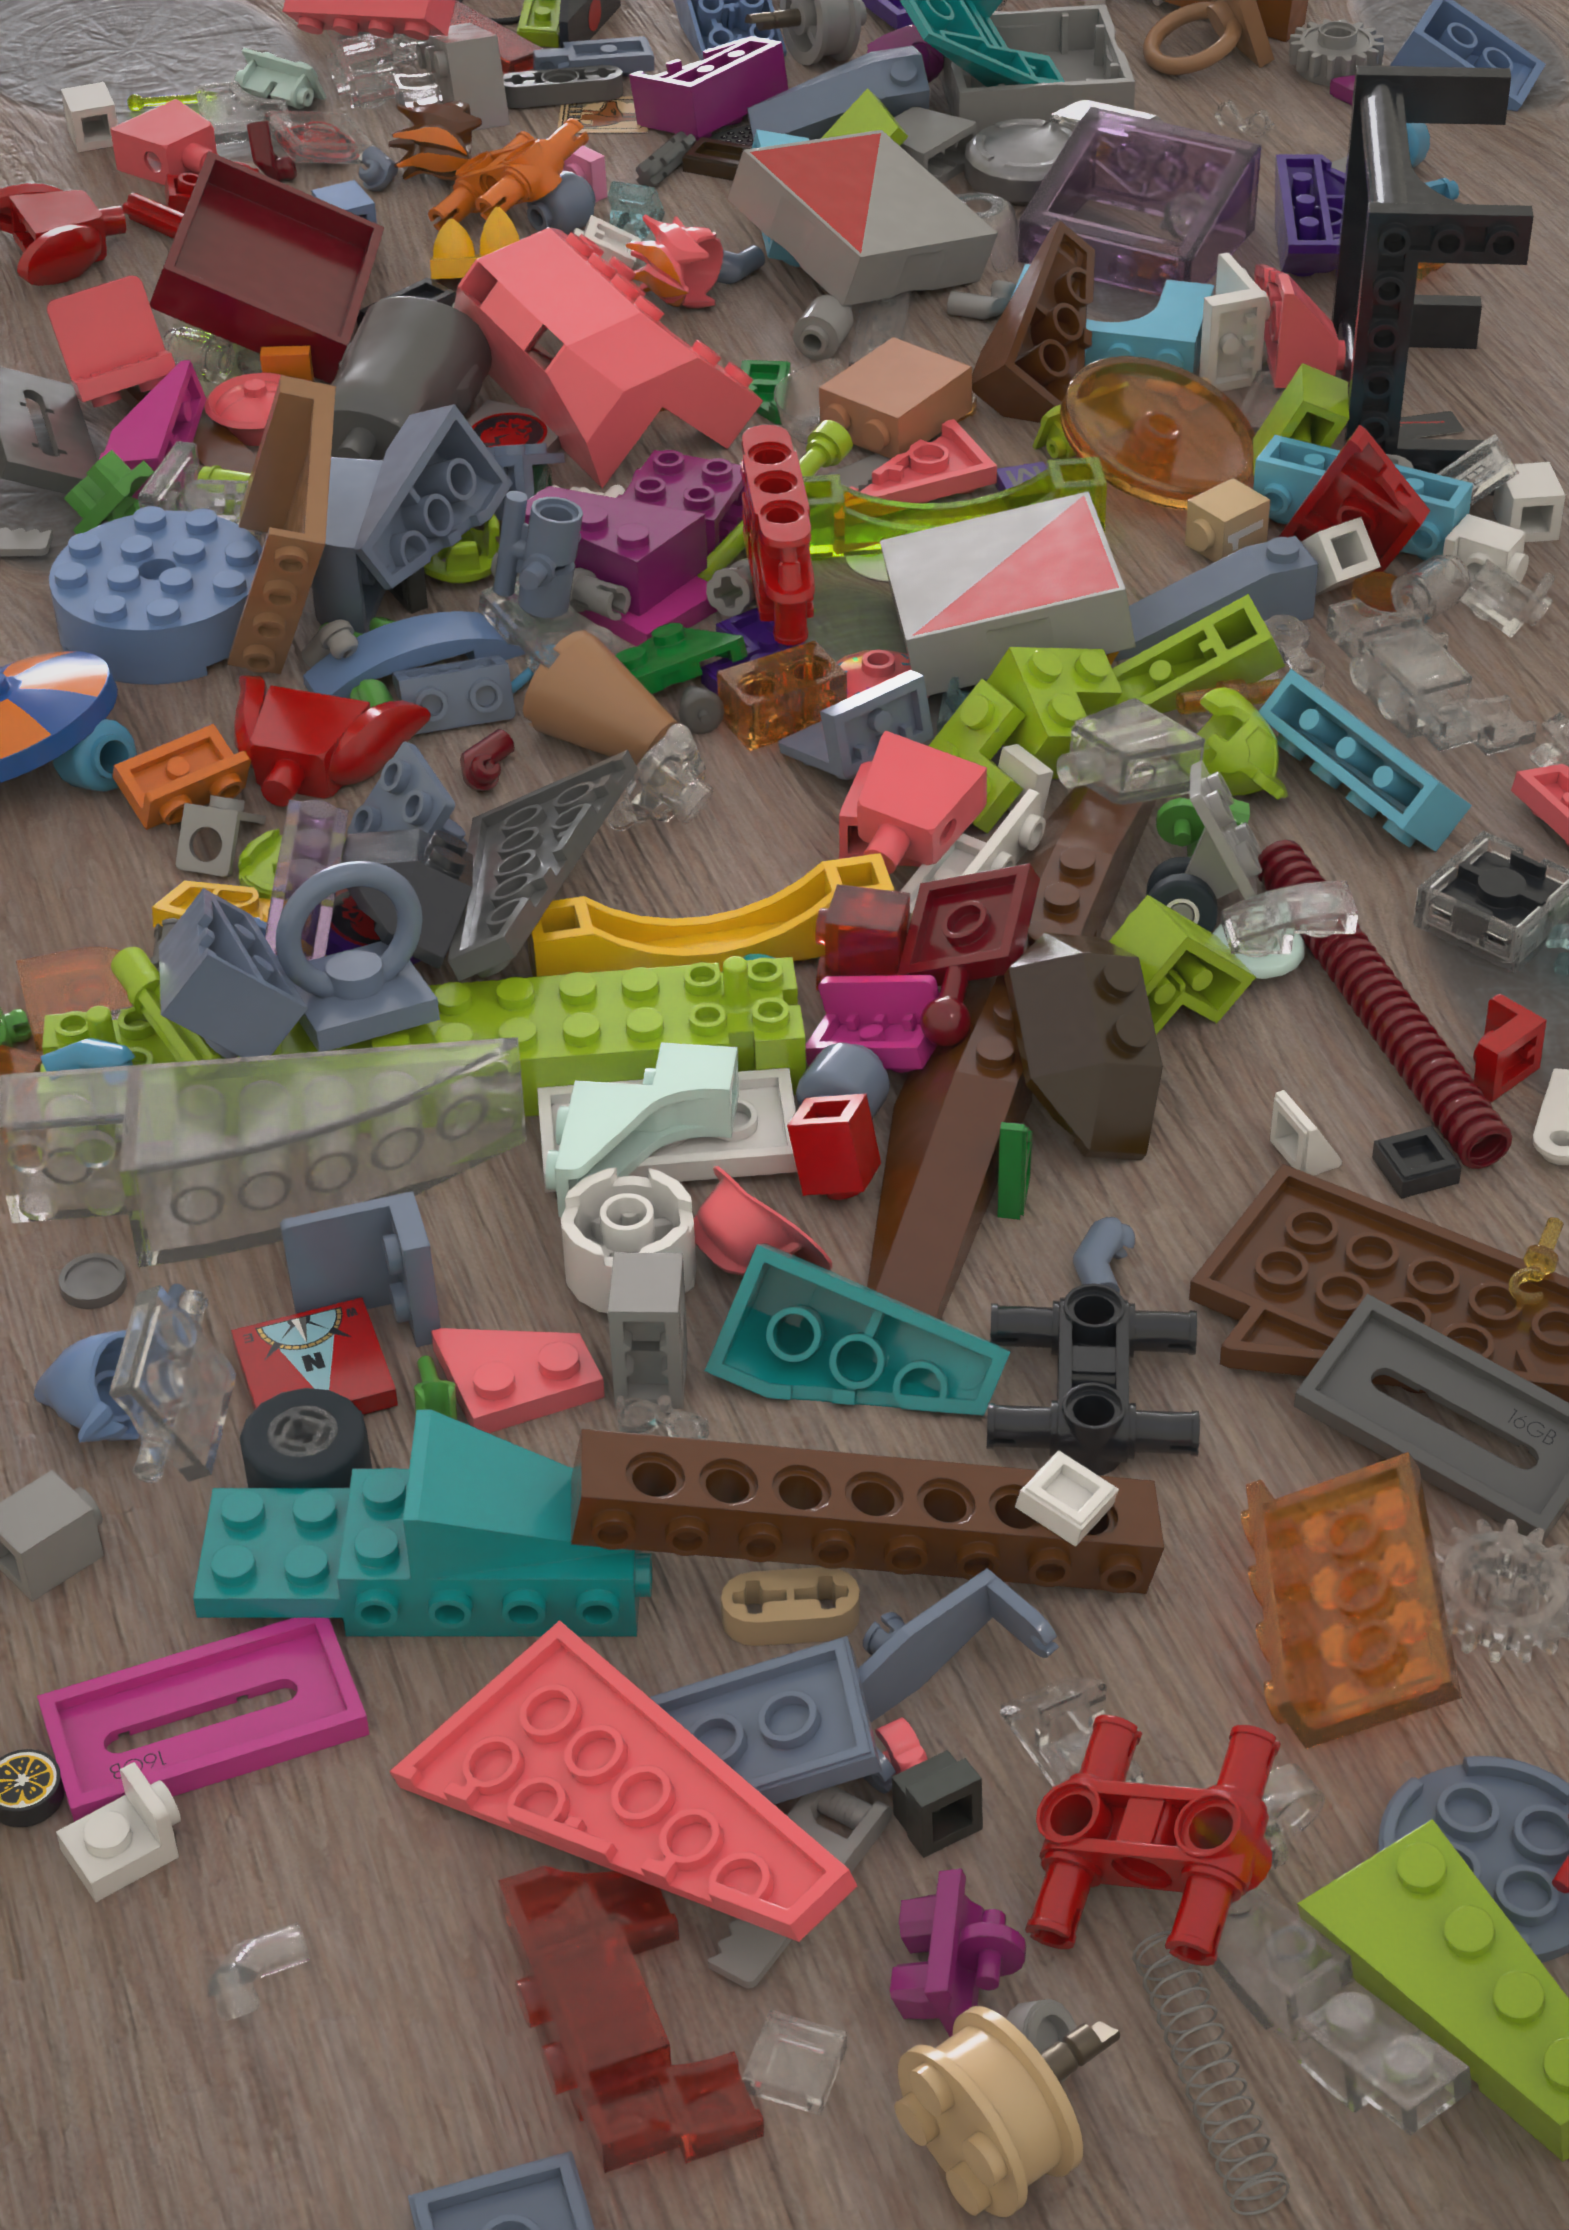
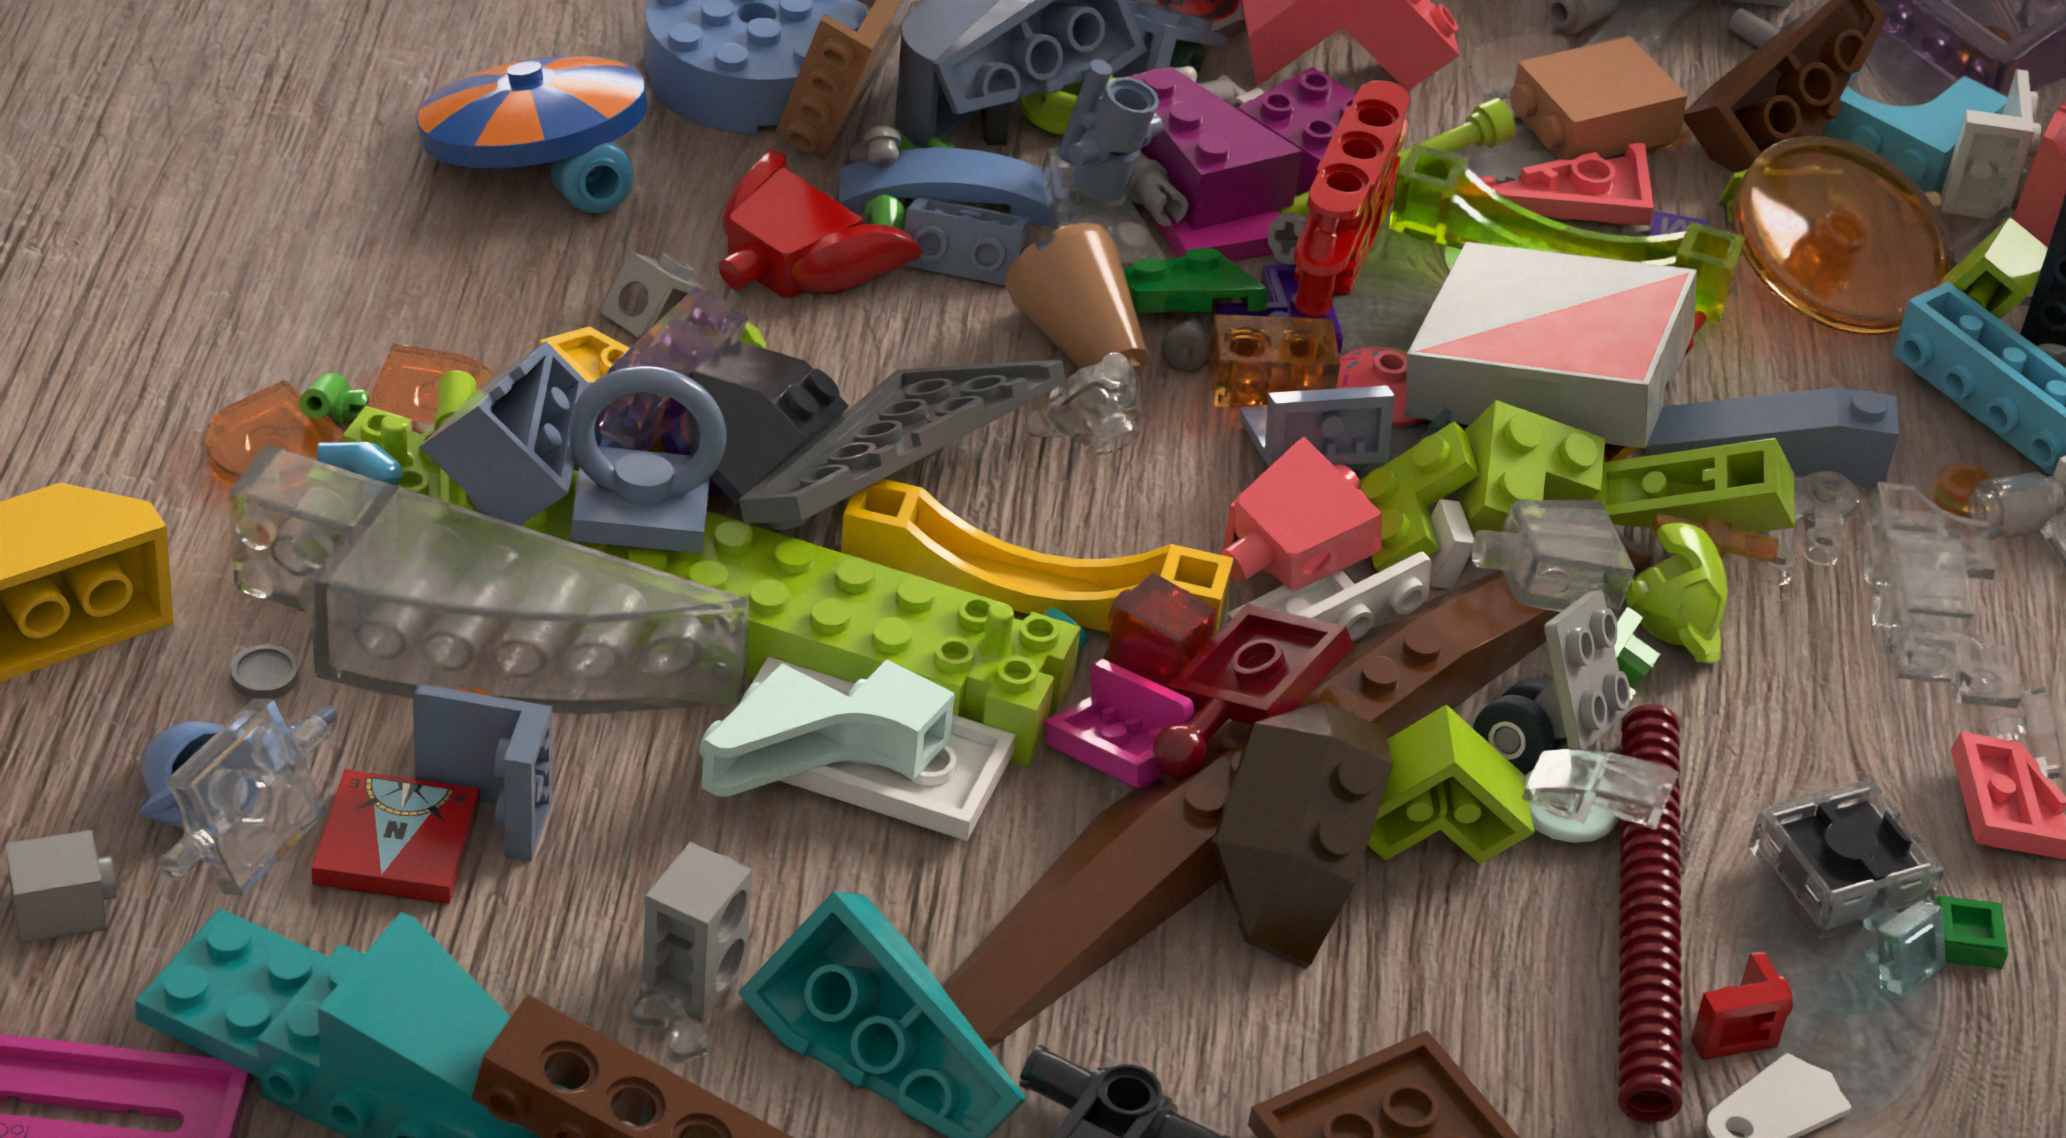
camera: 20 degrees right, 0 degrees up
(181, 773) = (657, 222): orange bracket -> none
(304, 1441) = (328, 899): black wheel -> none
(407, 799) = (836, 338): sand blue bracket -> none
(433, 1392) = (480, 908): bright green hand -> none
(480, 762) = (944, 316): dark red arm -> none
(516, 1374) = (569, 921): coral wing -> none
(623, 1216) = (757, 823): white brick -> none
(735, 1222) = (857, 863): coral piece -> none
(765, 379) = (1480, 29): green tile -> none
(834, 1145) = (999, 827): red brick -> none
(846, 1071) = (1052, 776): sand blue head -> none
(1014, 1169) = (1158, 921): green tile -> none
(1099, 1246) = (1181, 1043): sand blue arm -> none
(1226, 520) = (1852, 352): tan brick -> none
(1299, 1138) = (1473, 1014): white slope -> none
(1341, 554) = (1933, 434): white brick -> none
(1364, 761) = (1806, 658): medium azure brick -> none
(1366, 486) = (1978, 392): red wing -> none
(1416, 1162) = (1575, 1087): black tile -> none

